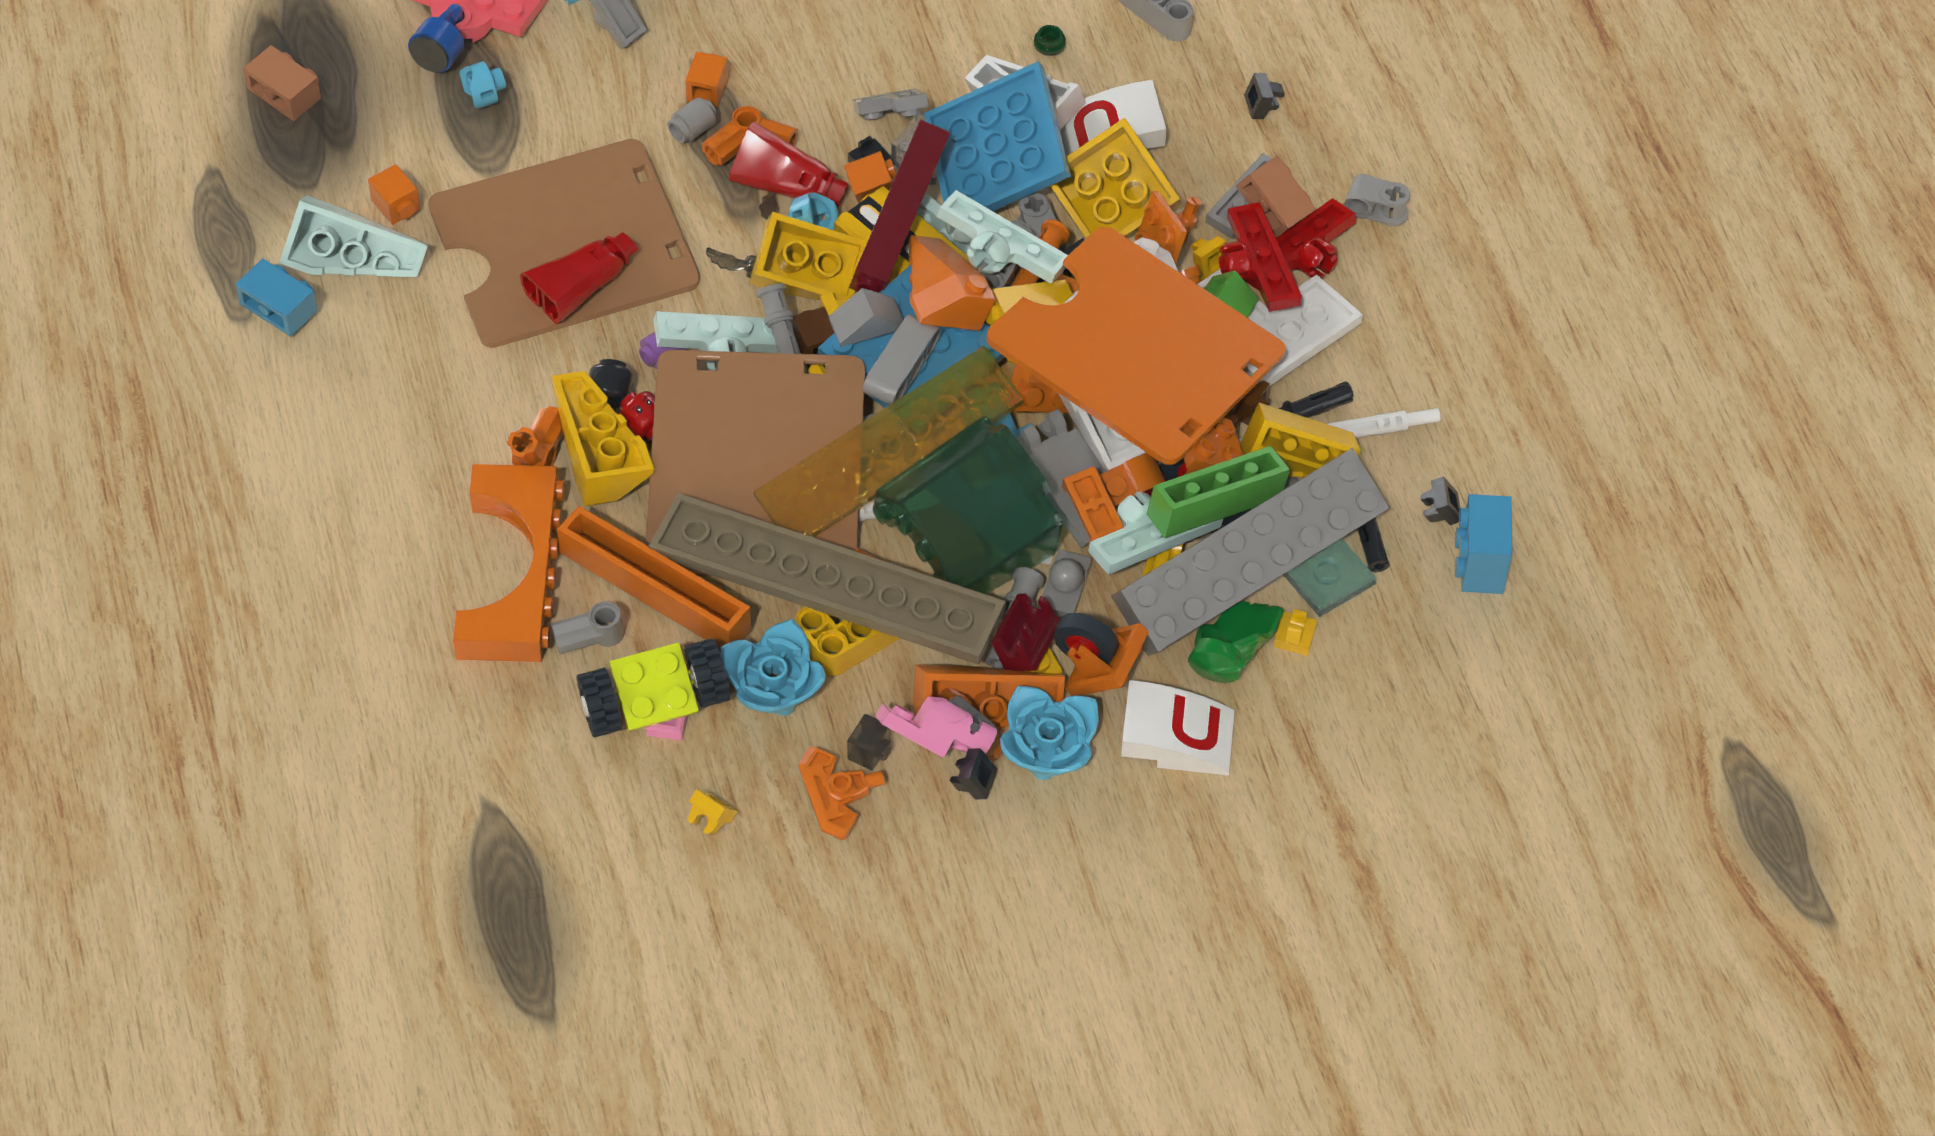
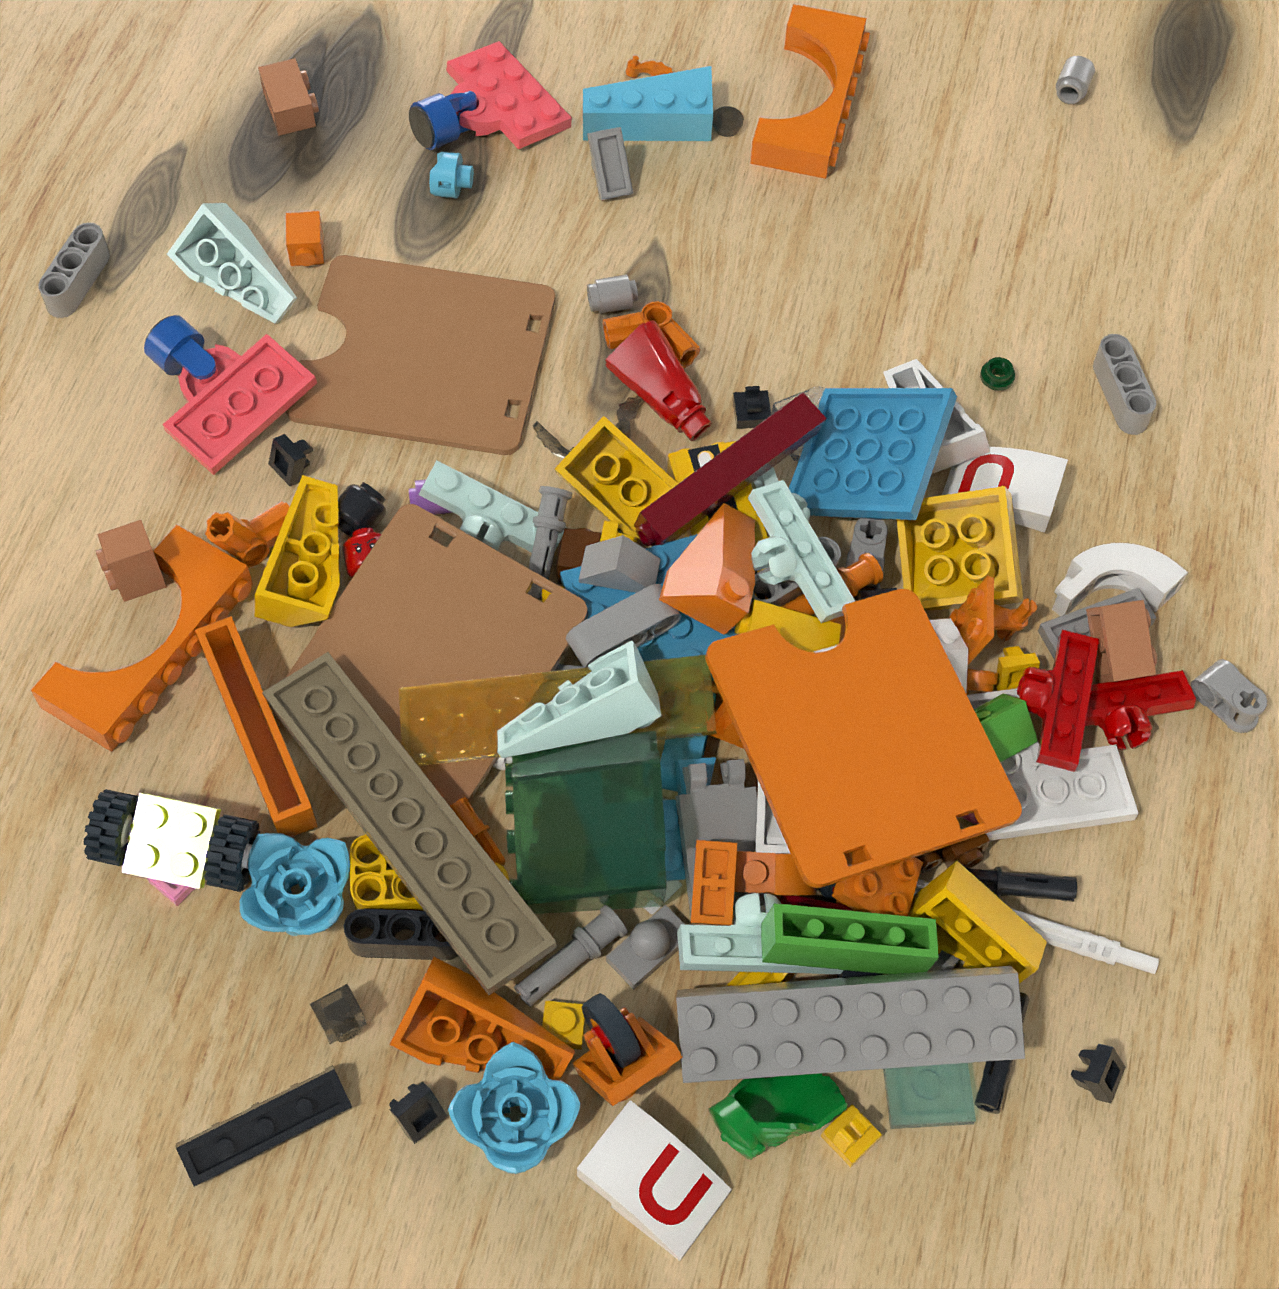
camera: 30 degrees right, 5 degrees up
(209, 312) = (74, 270): none -> light grey beam
(277, 297) = (136, 282): dark azure brick -> none
(430, 348) = (225, 393): none -> coral plate
(457, 508) = (129, 561): none -> nougat brick
(519, 374) = (289, 458): none -> black tile
(571, 279) = (394, 391): red piece -> none
(588, 629) = (165, 743): light grey piece -> none
(707, 77) = (651, 262): orange brick -> none
(713, 808) = (143, 1000): yellow tile -> none
(811, 208) = (655, 433): medium azure piece -> none
(833, 791) = (270, 1048): orange piece -> none
(867, 843) = (263, 1126): none -> black hinge
(868, 678) = (383, 941): none -> black beam
(870, 174) = (730, 421): orange brick -> none
(904, 102) = (811, 367): light grey plate -> none
(928, 416) = (600, 705): none -> light aqua wedge
(944, 725) = (409, 1041): bright pink plate -> none
(1025, 634) = (563, 984): dark red hinge -> none
(1239, 145) = (1123, 568): none -> white arch
(1262, 95) = (1175, 528): black tile -> none
(1484, 544) = (1114, 1154): dark azure brick -> none

